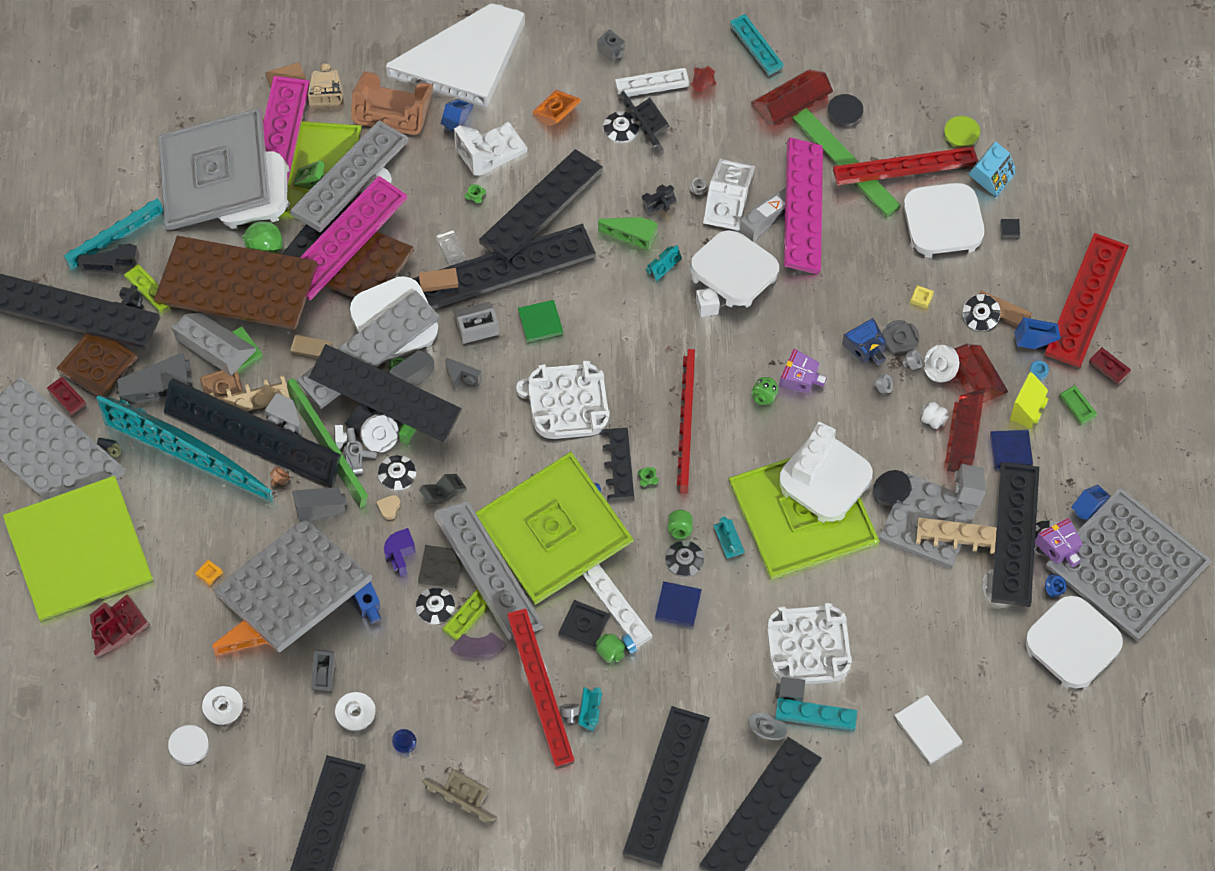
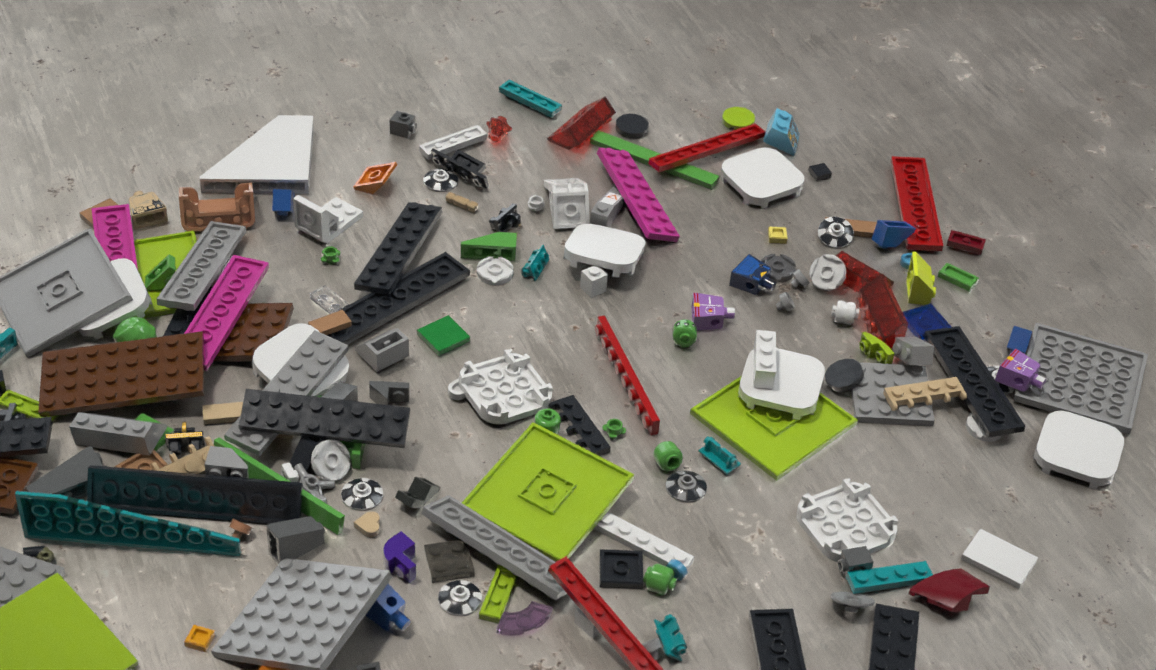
camera: 25 degrees left, 20 degrees down
(274, 372) = (184, 437): none -> black hips
(587, 453) = (548, 419): none -> bright green head
(622, 258) = (495, 271): none -> white tile
(627, 163) = (462, 202): none -> tan axle
(678, 604) = (703, 524): clear blue tile -> none
(861, 746) = (950, 589): none -> dark red slope
(941, 467) = (876, 348): none -> lime slope
(1055, 585) = (1032, 410): blue hat -> none

